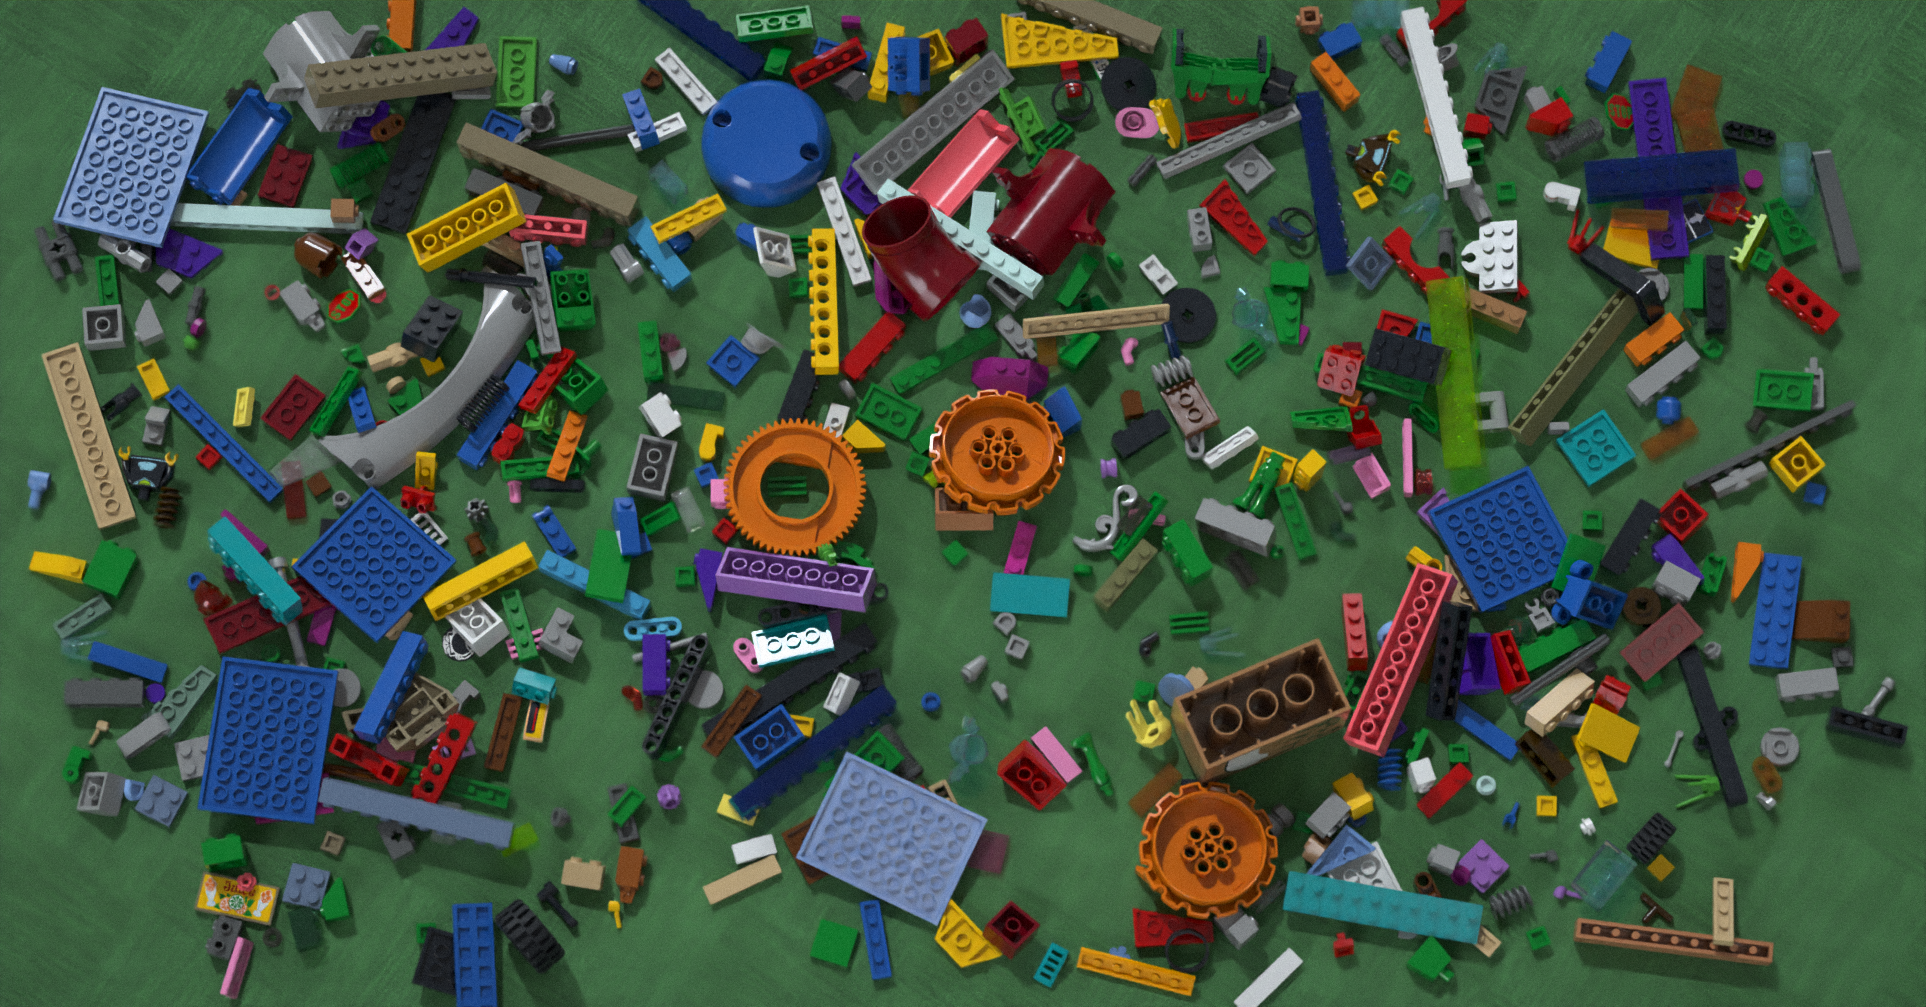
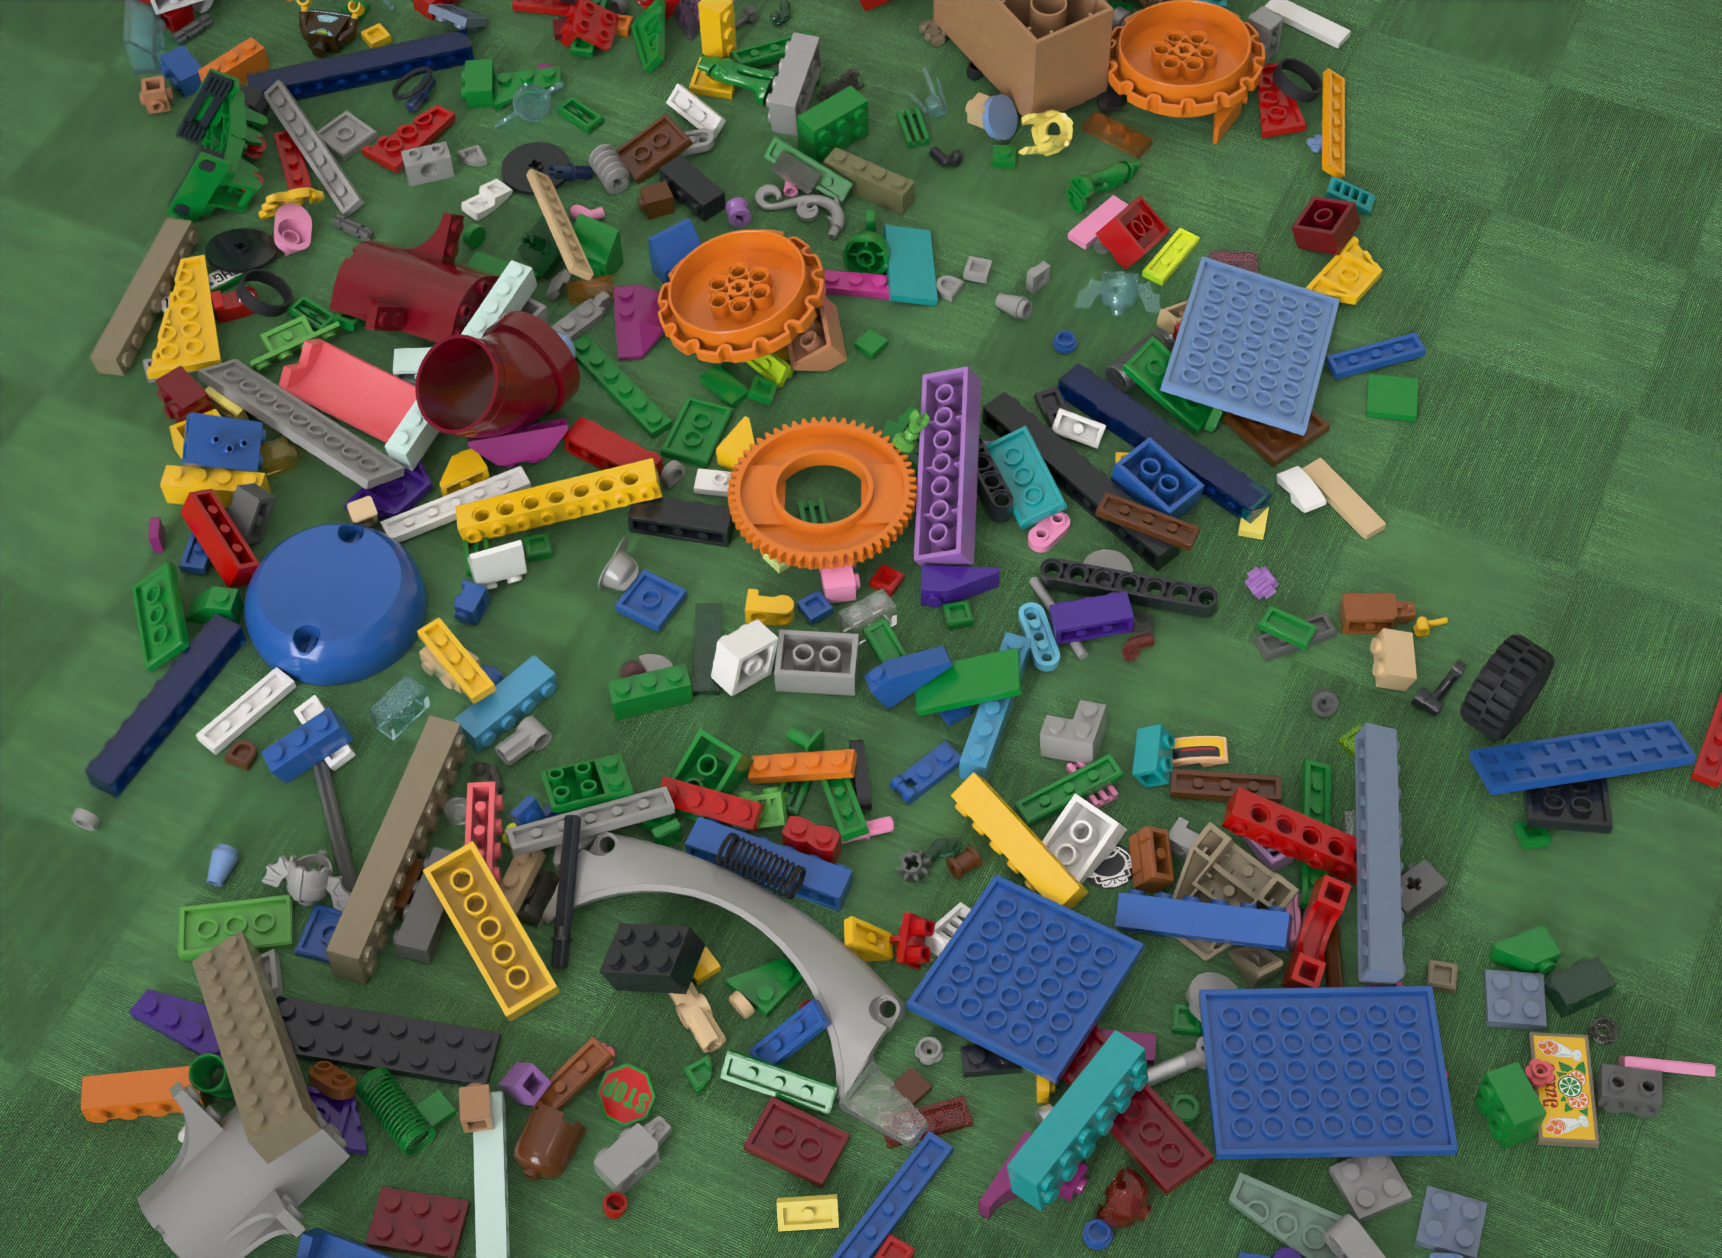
camera: 95 degrees left, 20 degrees down
(450, 666) = (1151, 859): none -> dark orange brick
(833, 163) = (363, 512): none -> tan slope
(1010, 805) = (1171, 256): none -> neon yellow tile
(1043, 561) = (867, 253): none -> green cylinder

